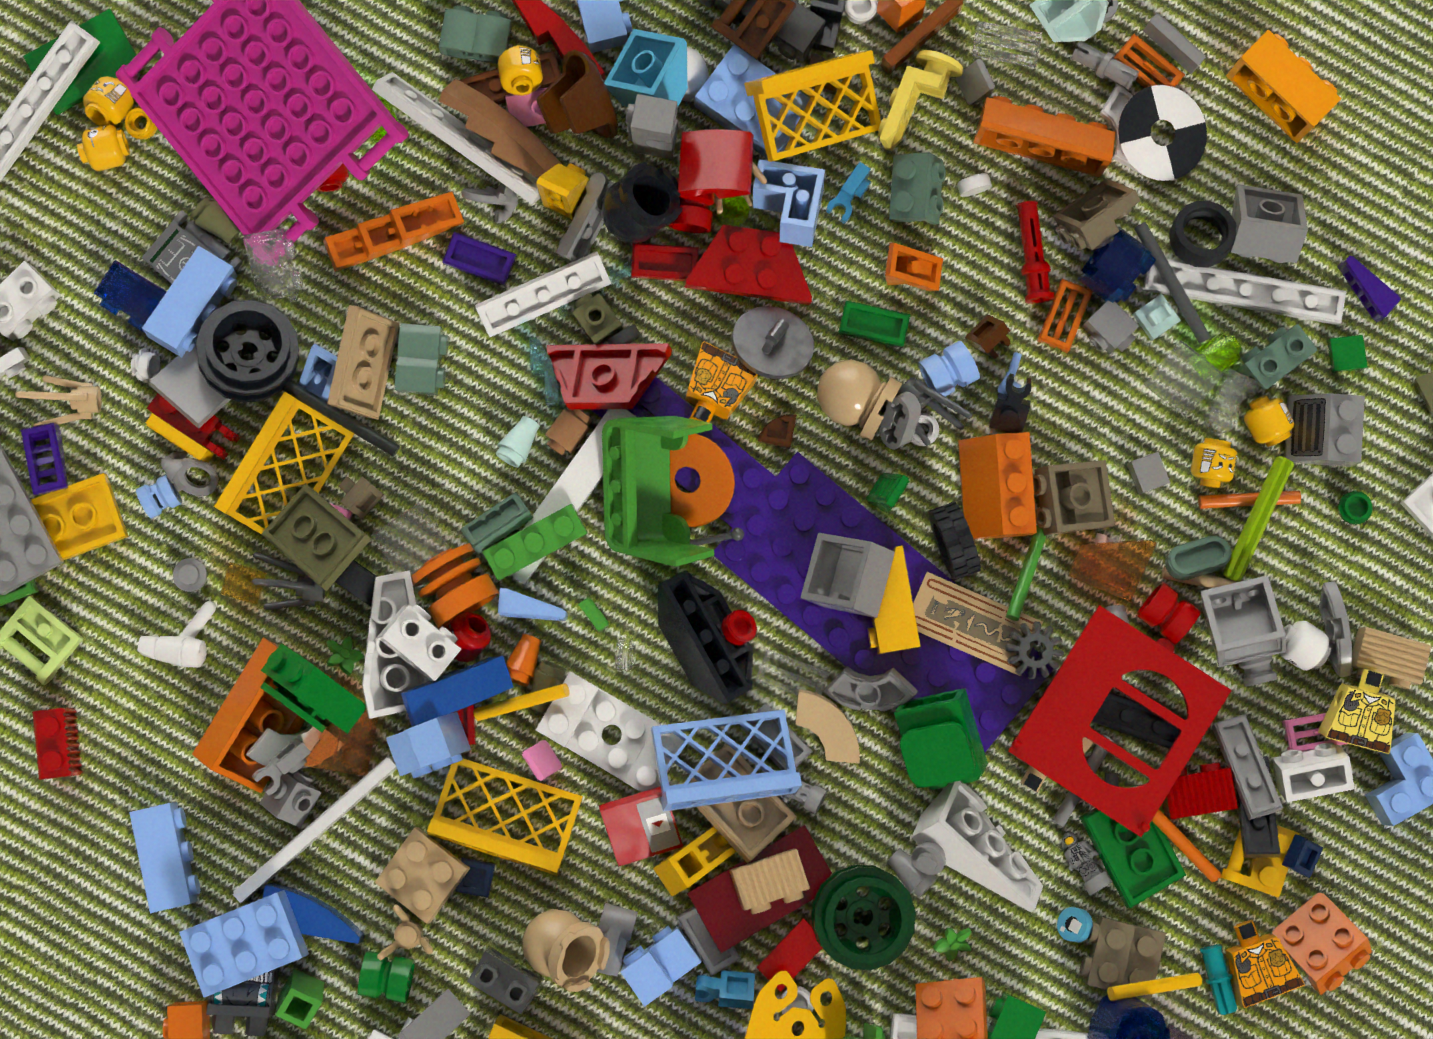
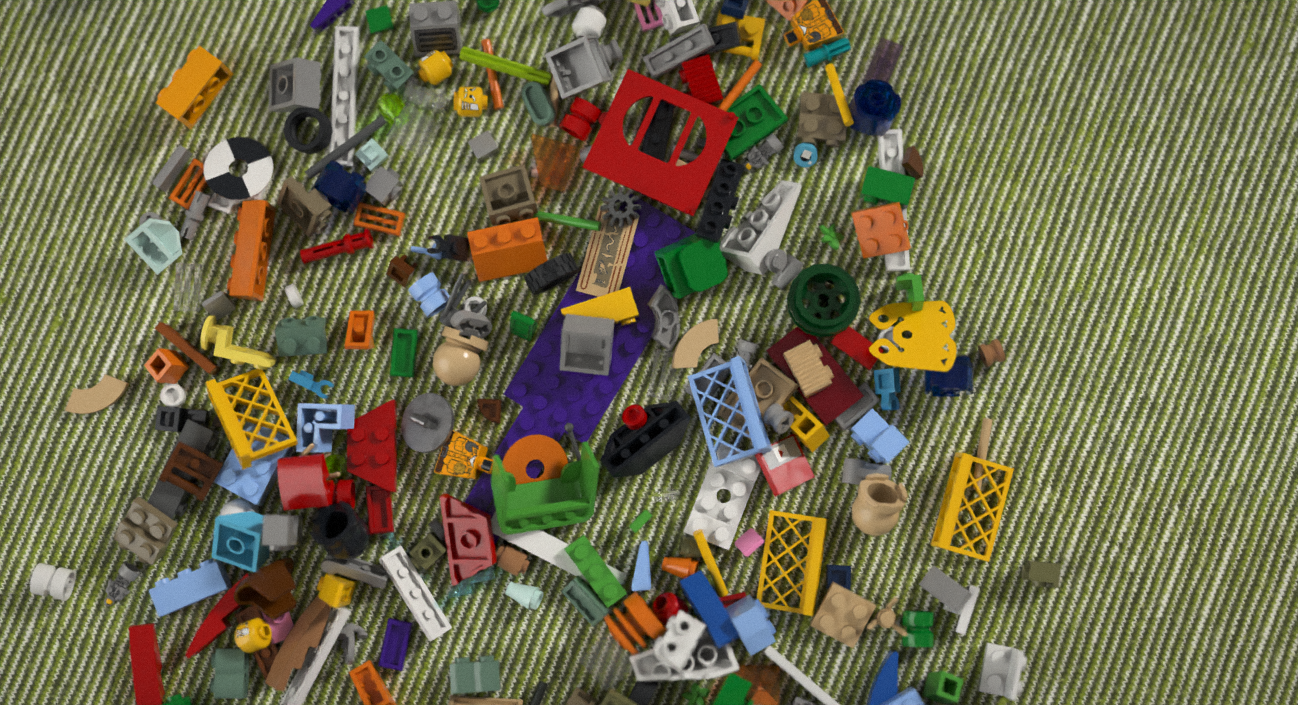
camera: 90 degrees left, 0 degrees up
(503, 982) = (908, 543): dark grey hips -> none
(705, 826) = (778, 418): none -> light grey wheel
(1023, 792) = (720, 201): none -> black bracket

